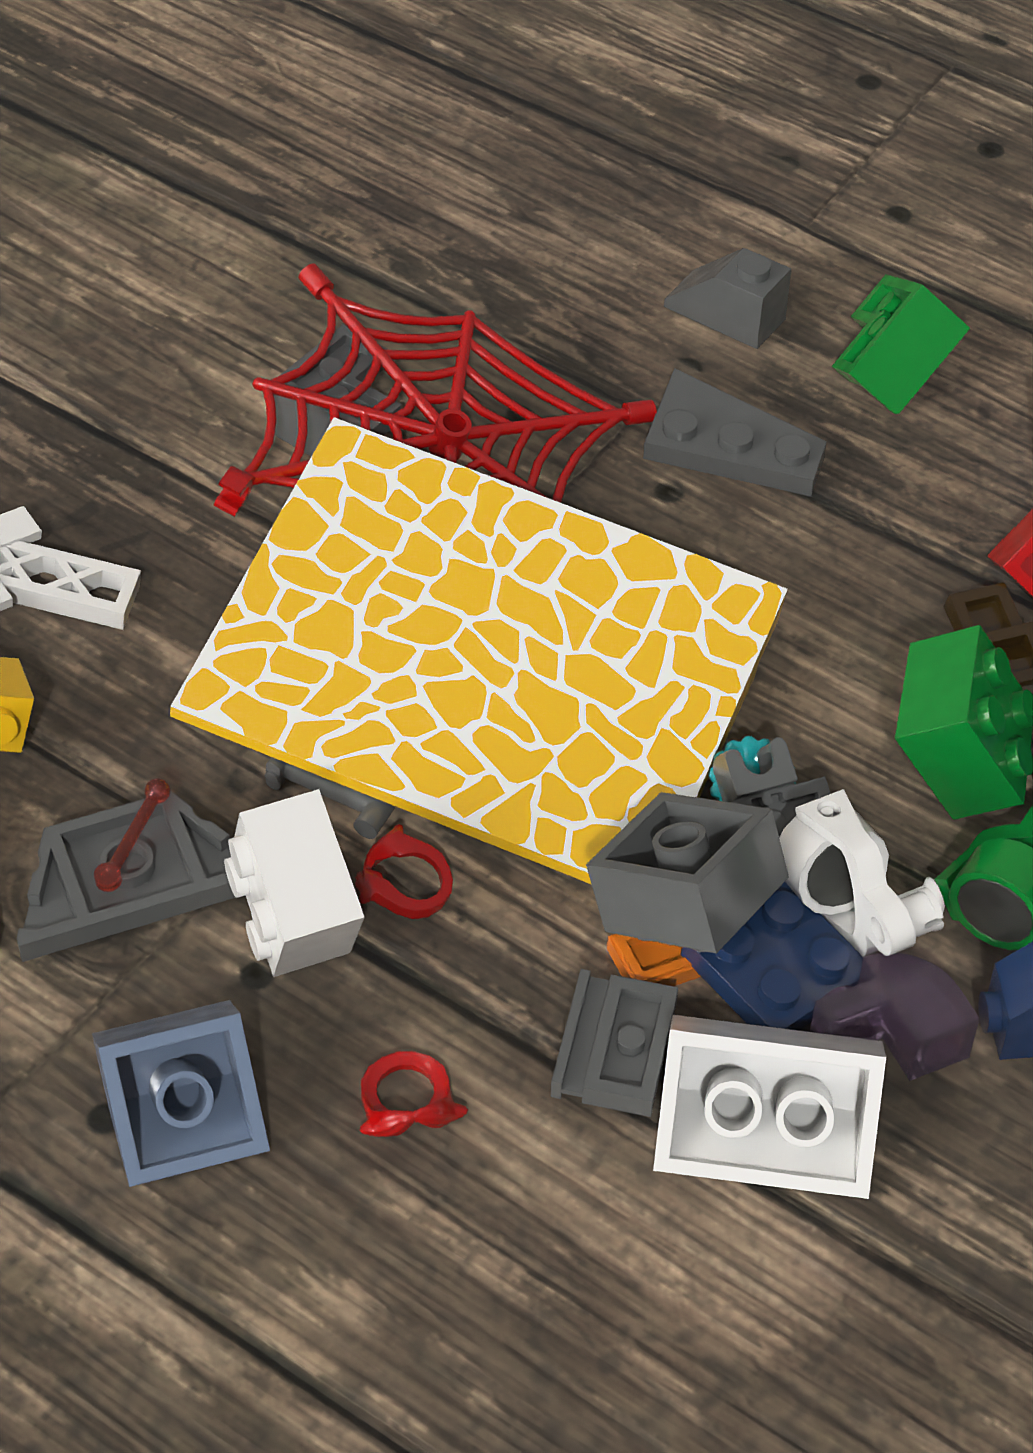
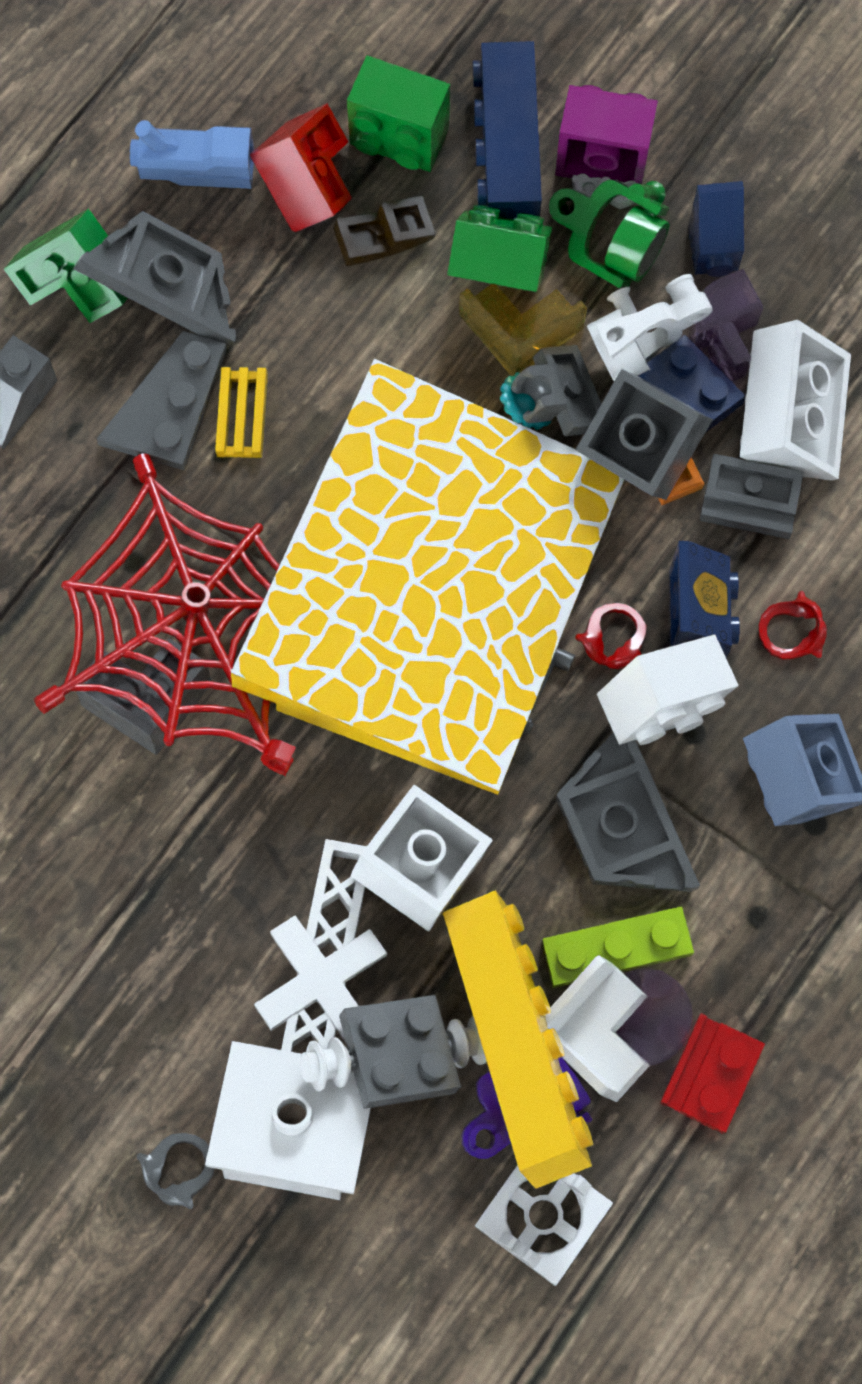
camera: 90 degrees left, 25 degrees up
(93, 636) = (421, 857): none -> white brick
(108, 874) = (640, 828): clear red hinge -> none
(435, 945) = (702, 596): none -> dark blue slope
(721, 502) = (243, 377): none -> yellow tile
(862, 757) = (518, 336): none -> clear yellow panel
(894, 409) = (165, 274): none -> dark grey wing

